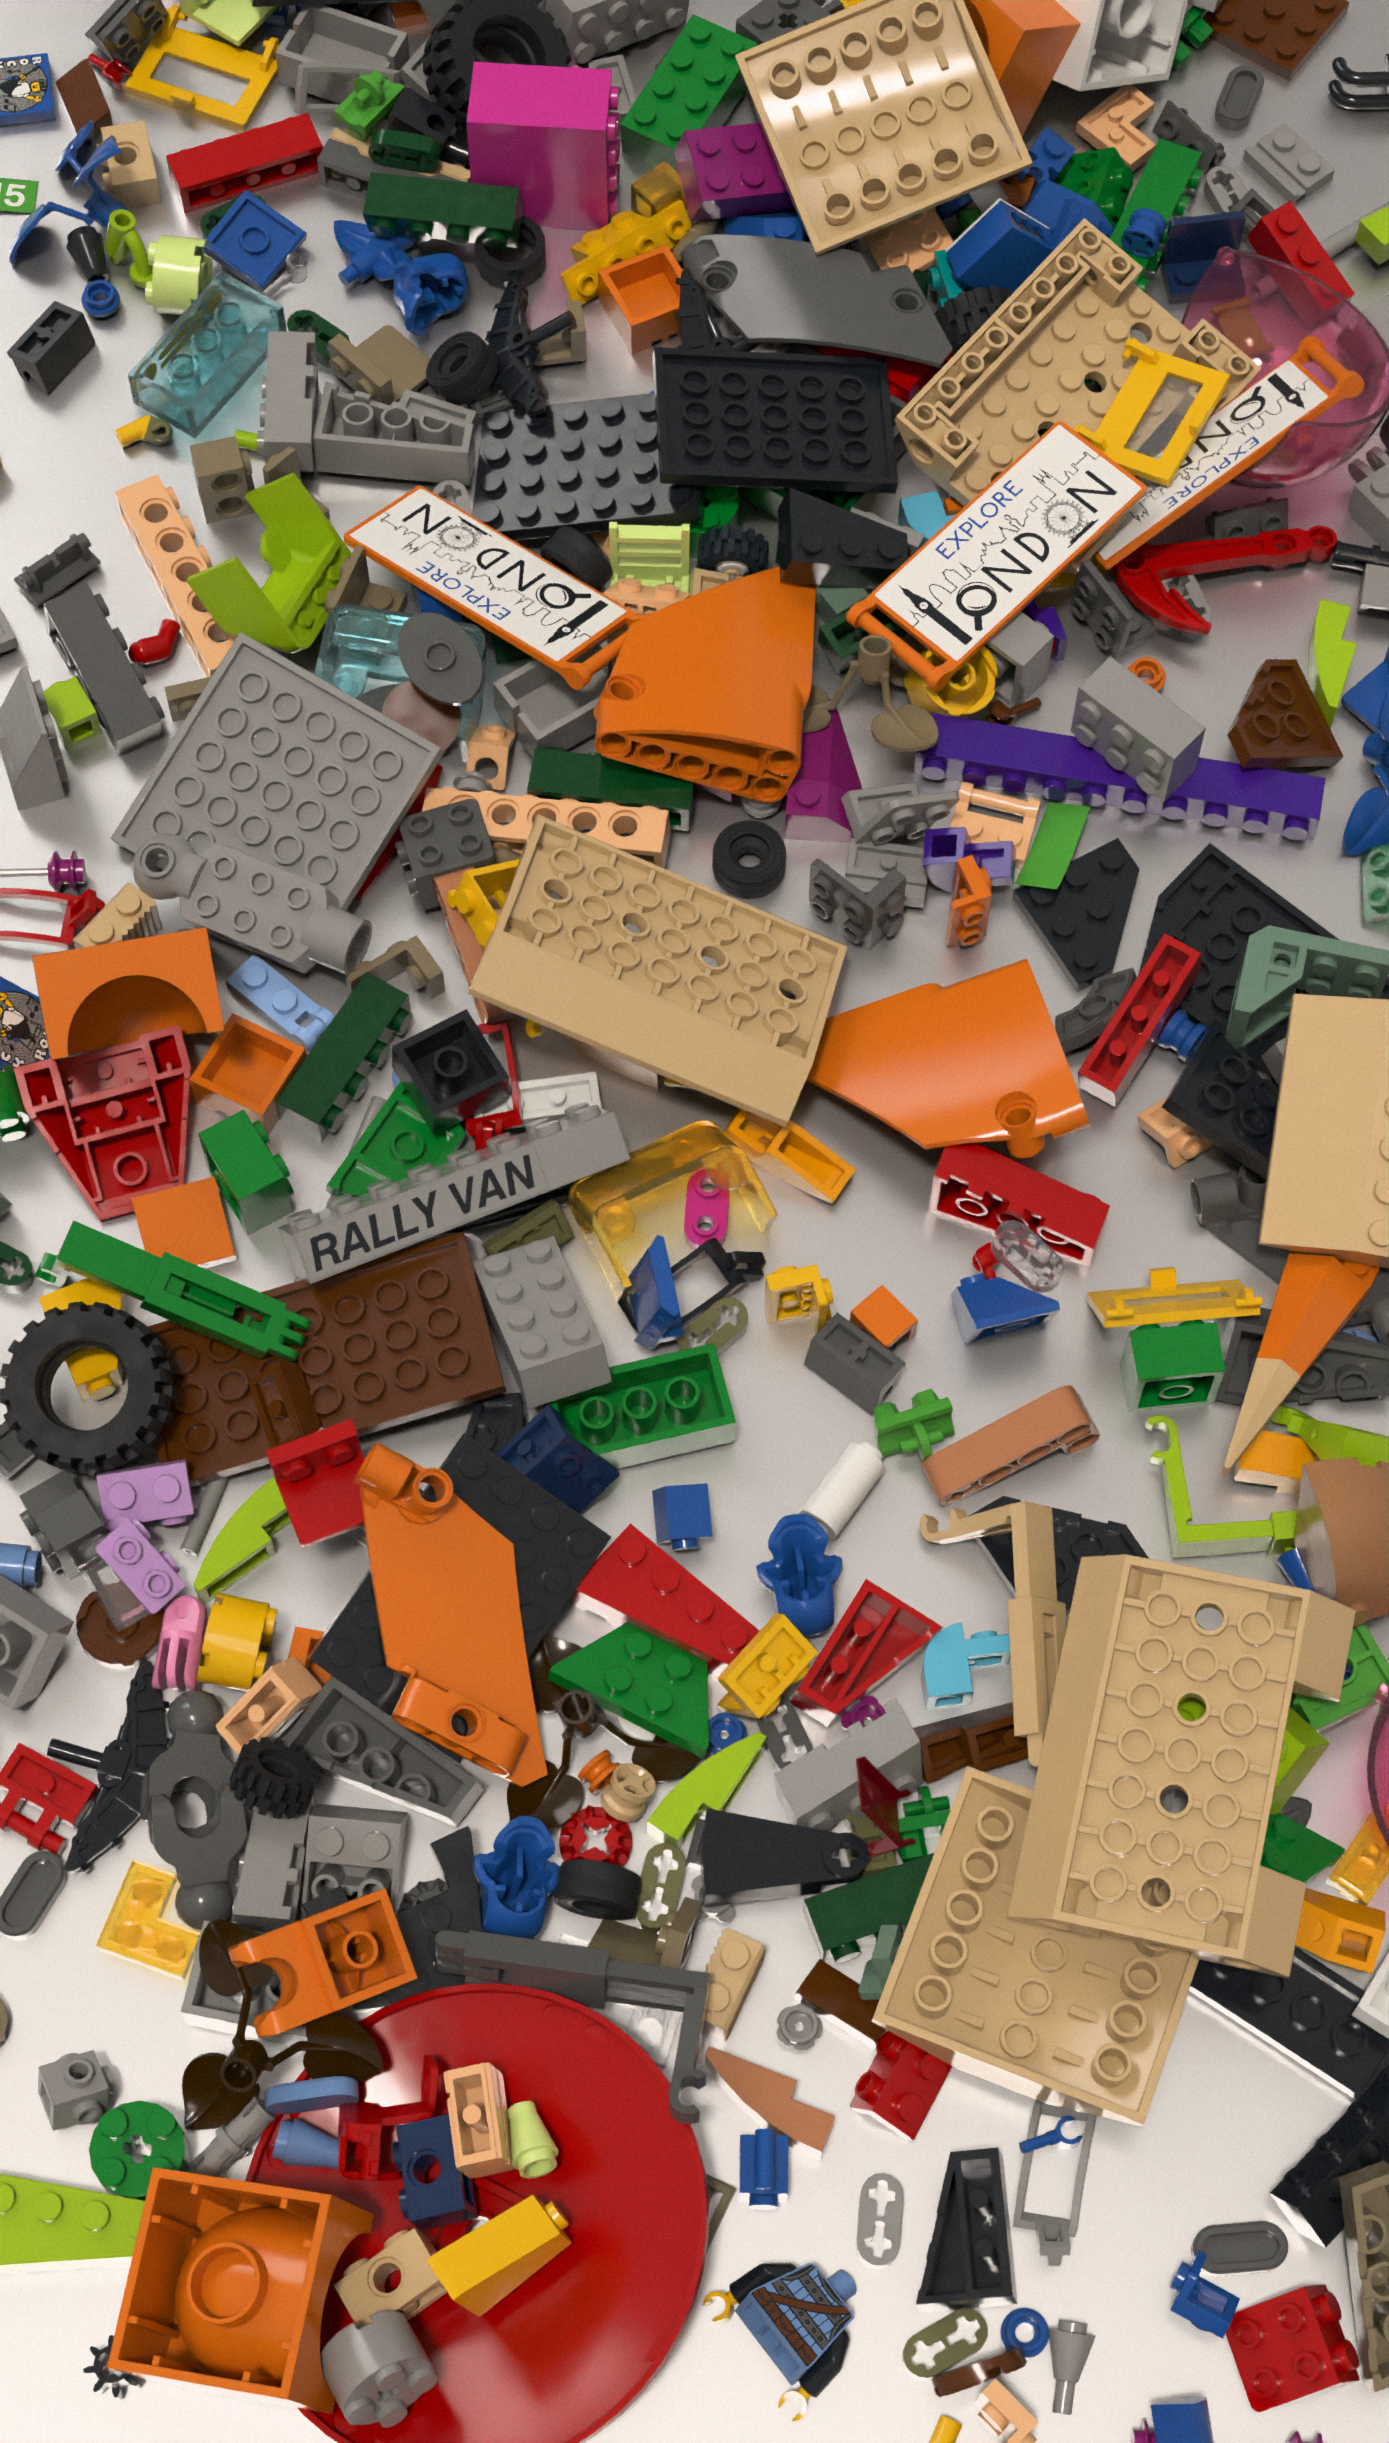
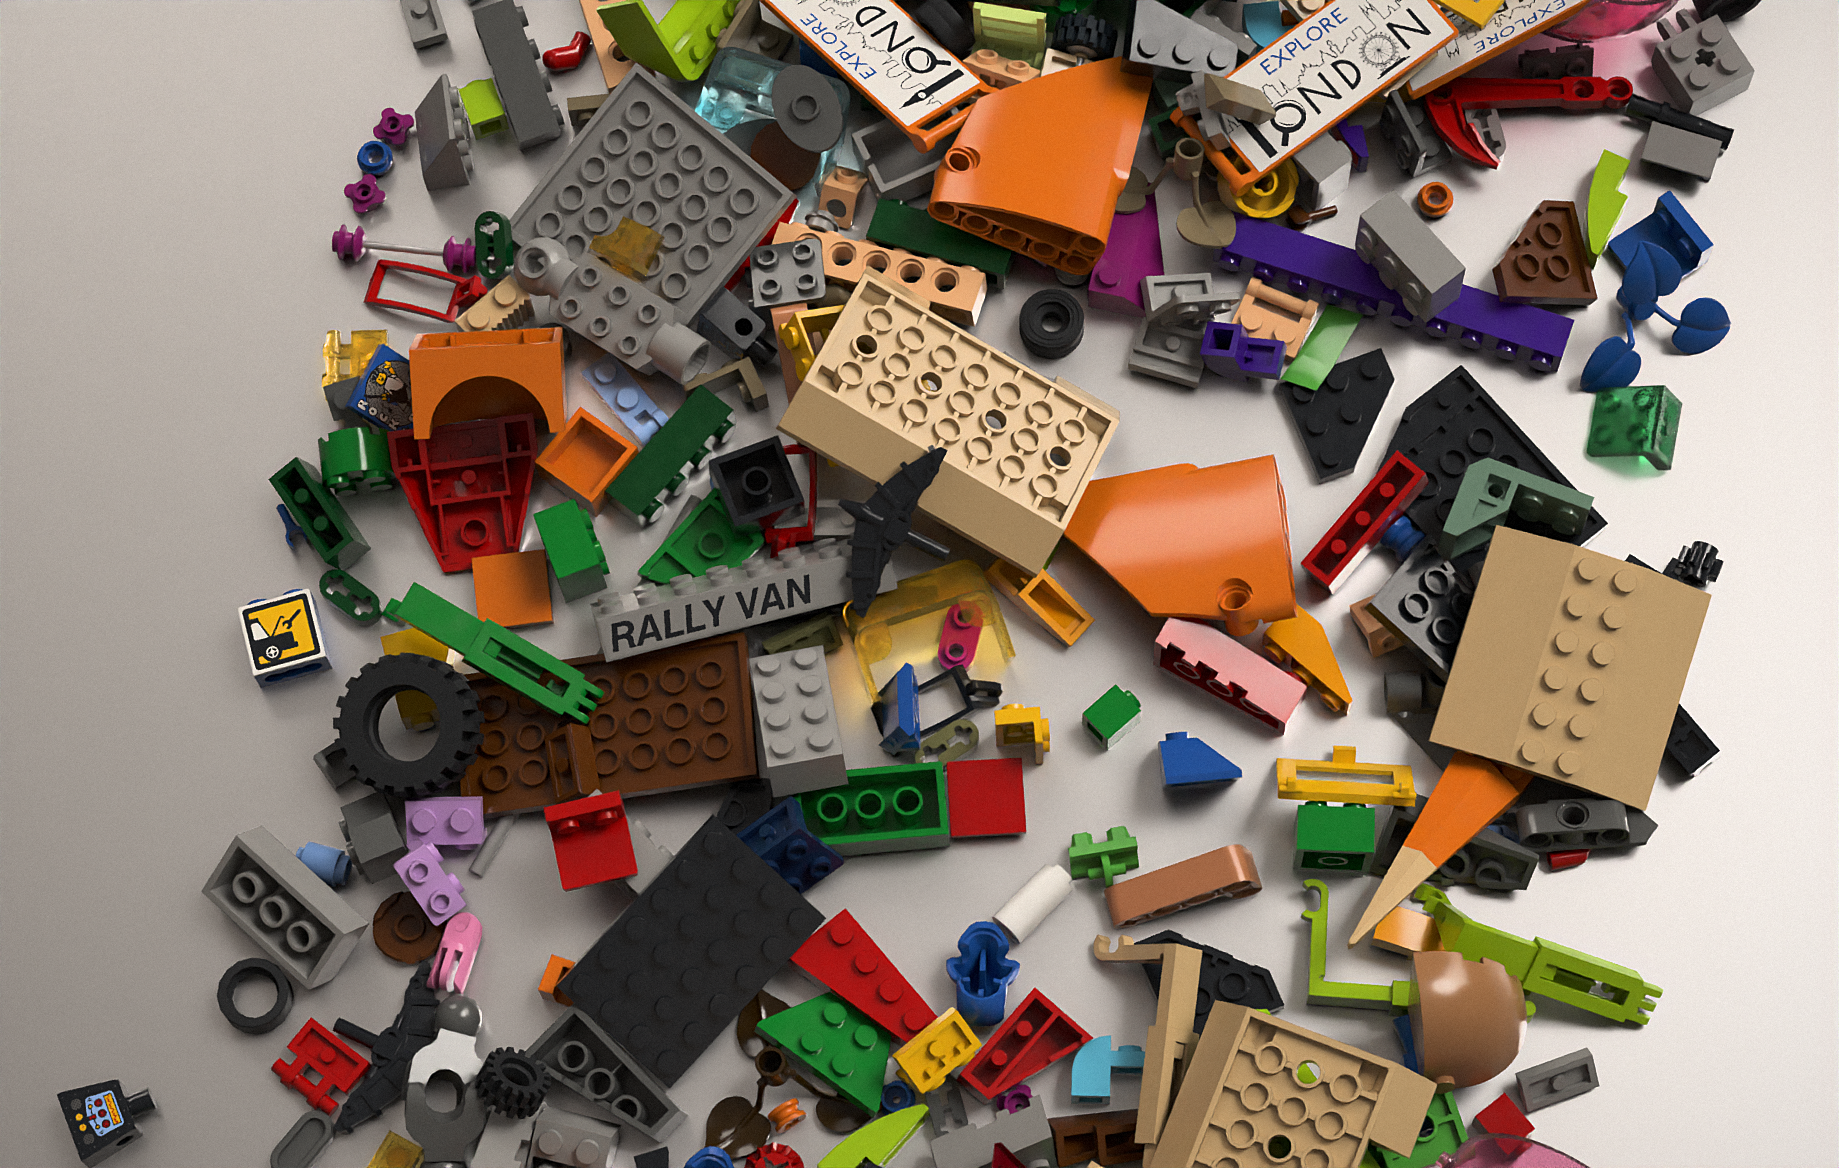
camera: 15 degrees right, 5 degrees up
(112, 1595) = (408, 911): clear slope -> none
(113, 854) = (494, 245): none -> dark green beam
(235, 1642) = (500, 960): yellow brick -> none
(243, 1542) = (517, 875): lime slope -> none
(262, 831) = (630, 246): none -> clear yellow brick
(270, 1704) = (520, 1018): light nougat brick -> none
(395, 906) = (726, 320): none -> black torso
(449, 1617) = (678, 971): orange panel -> none
(609, 1085) = (886, 523): none -> black bar
(628, 1792) = (806, 1137): tan wheel -> none
(682, 1515) = (891, 906): blue brick -> none
(769, 1379) = (986, 797): none -> red tile
(853, 1362) = (1062, 792): dark grey hinge -> none
(859, 915) = (1139, 394): dark grey bracket -> none
(877, 591) = (1193, 101): none -> light grey hinge
(884, 1318) = (1093, 758): orange panel -> none
(897, 1267) = (1112, 716): none -> green brick
(920, 585) = (1237, 100): none -> dark tan slope
(969, 904) = (1234, 405): orange bracket -> none
(984, 1261) = (1193, 717): red hand -> none
(1027, 1256) = (1228, 720): clear beam -> none
(1095, 1011) = (1323, 511): dark grey tile -> none
(1097, 1166) = (1306, 650): none -> light orange slope

